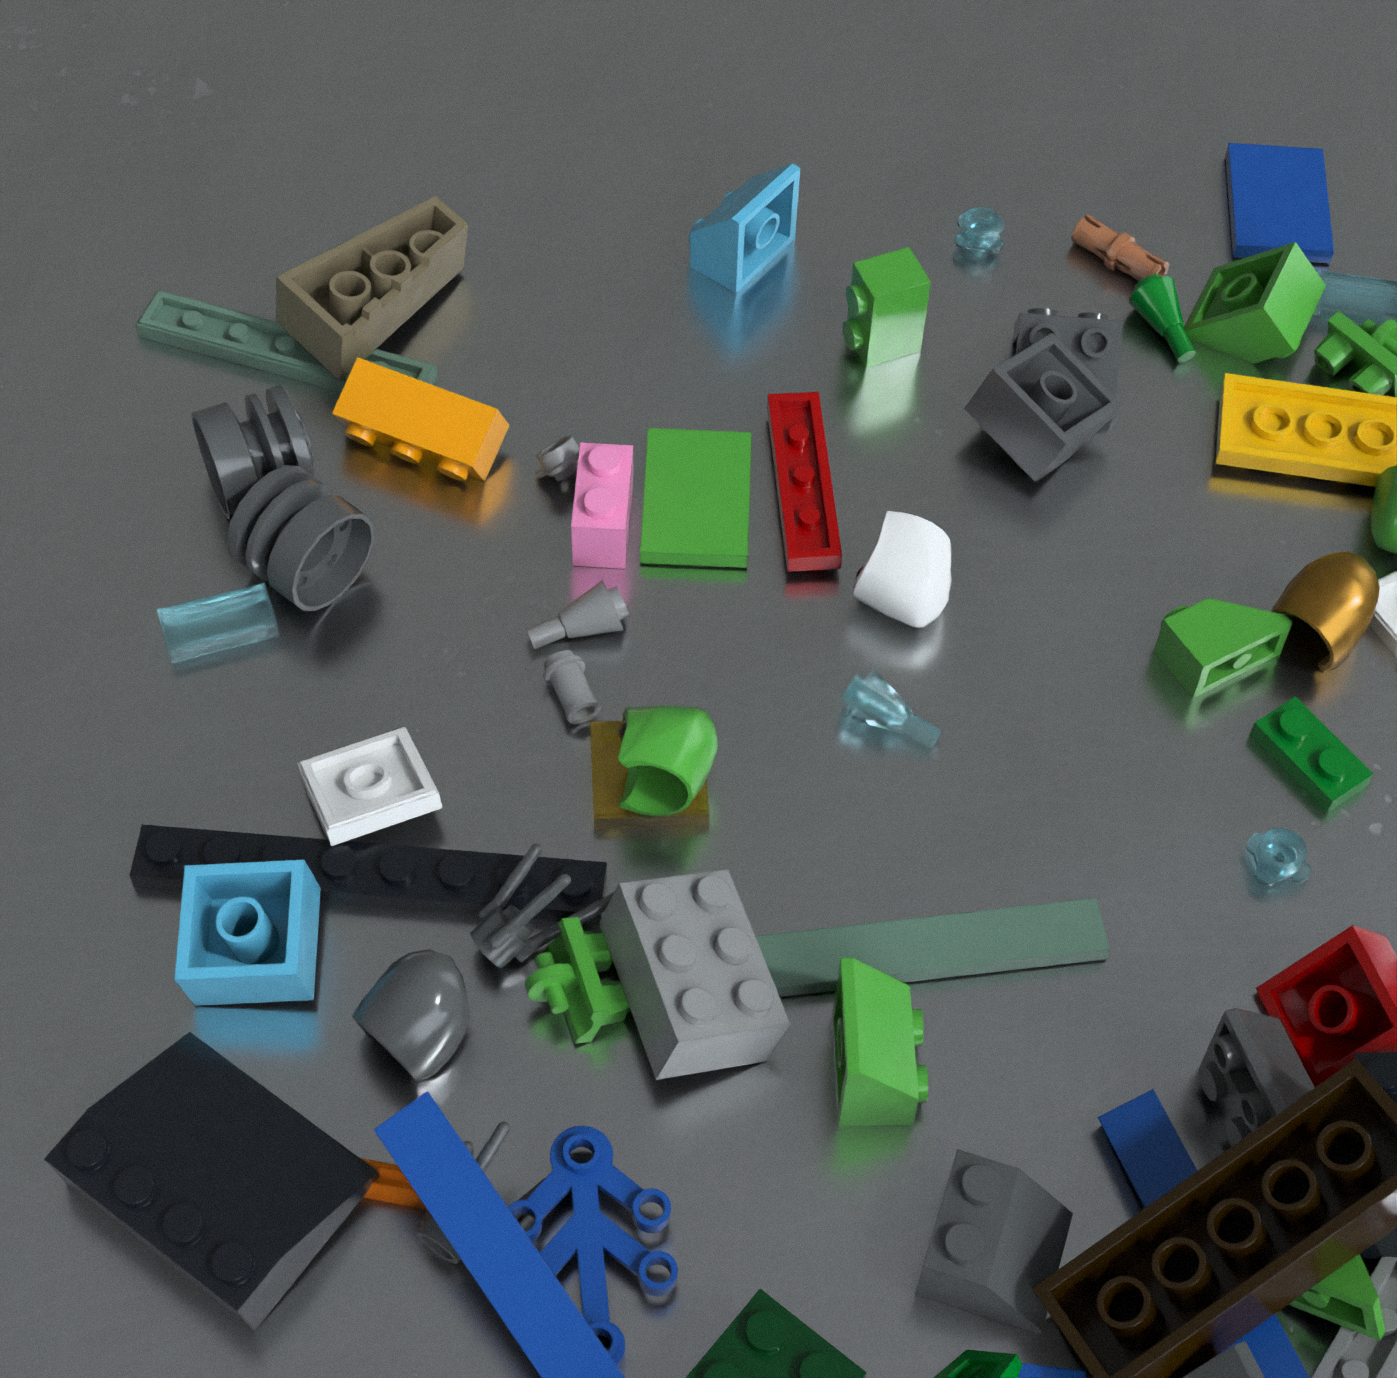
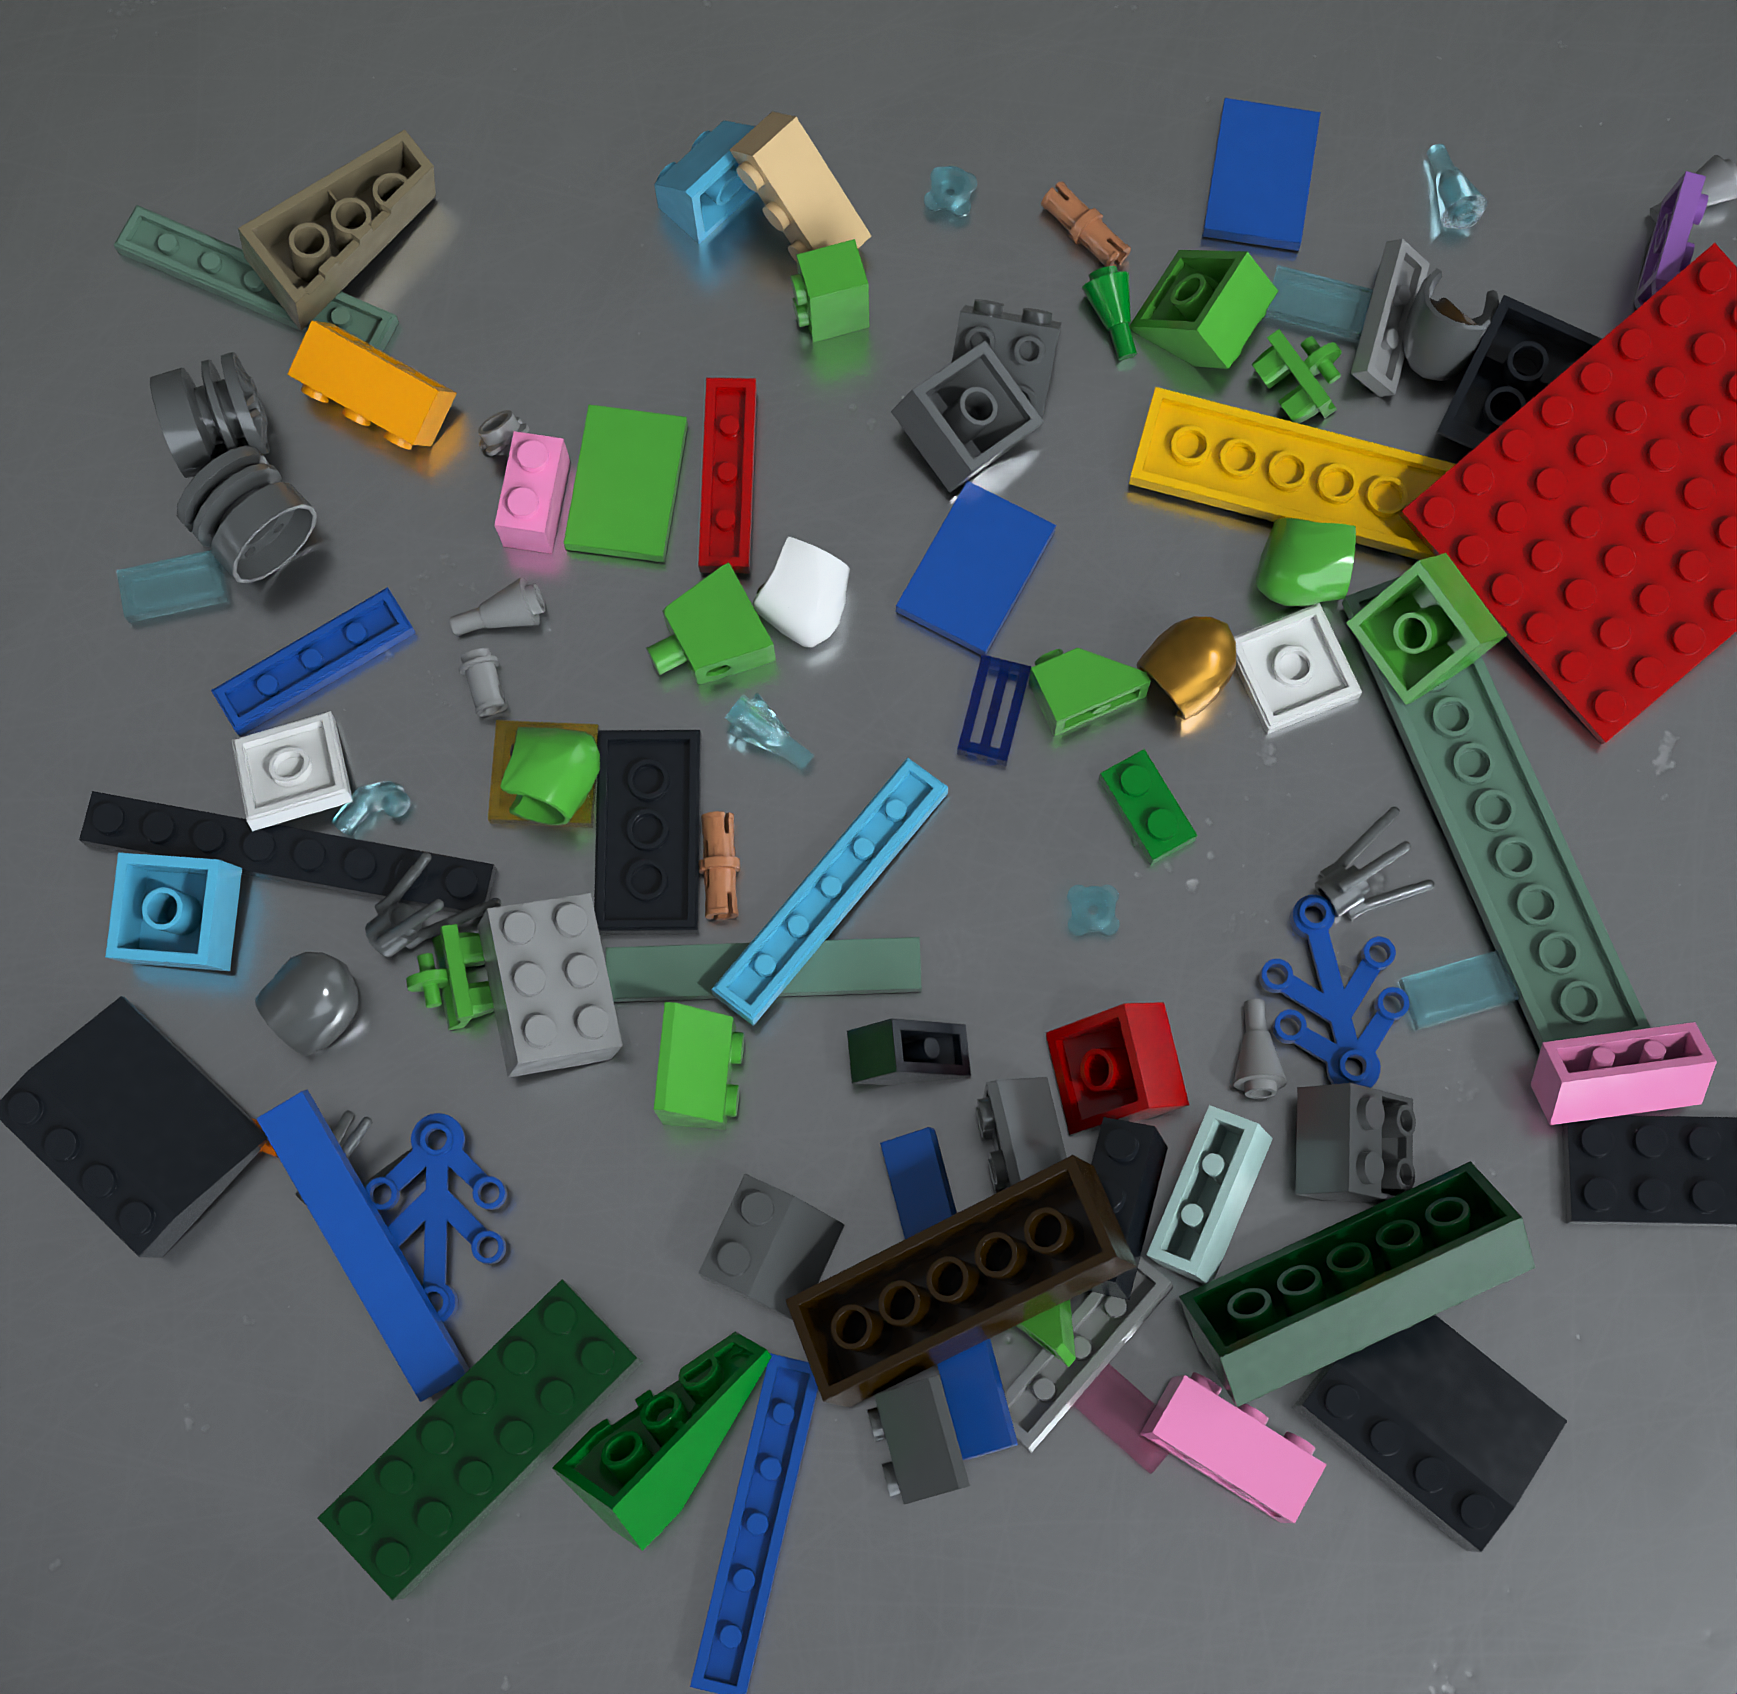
camera: 10 degrees right, 20 degrees up
(379, 684) = (313, 661): none -> blue tile
(461, 808) = (369, 799): none -> clear light blue arm
(776, 821) = (648, 832): none -> black tile
(816, 618) = (713, 631): none -> bright green torso
(834, 211) = (796, 186): none -> tan brick
(859, 846) = (719, 865): none -> nougat pin
(986, 862) = (829, 891): none -> medium azure tile
(1076, 548) = (975, 568): none -> blue tile
(1108, 1014) = (908, 1052): none -> black slope
(1122, 711) = (984, 750): none -> clear blue tile

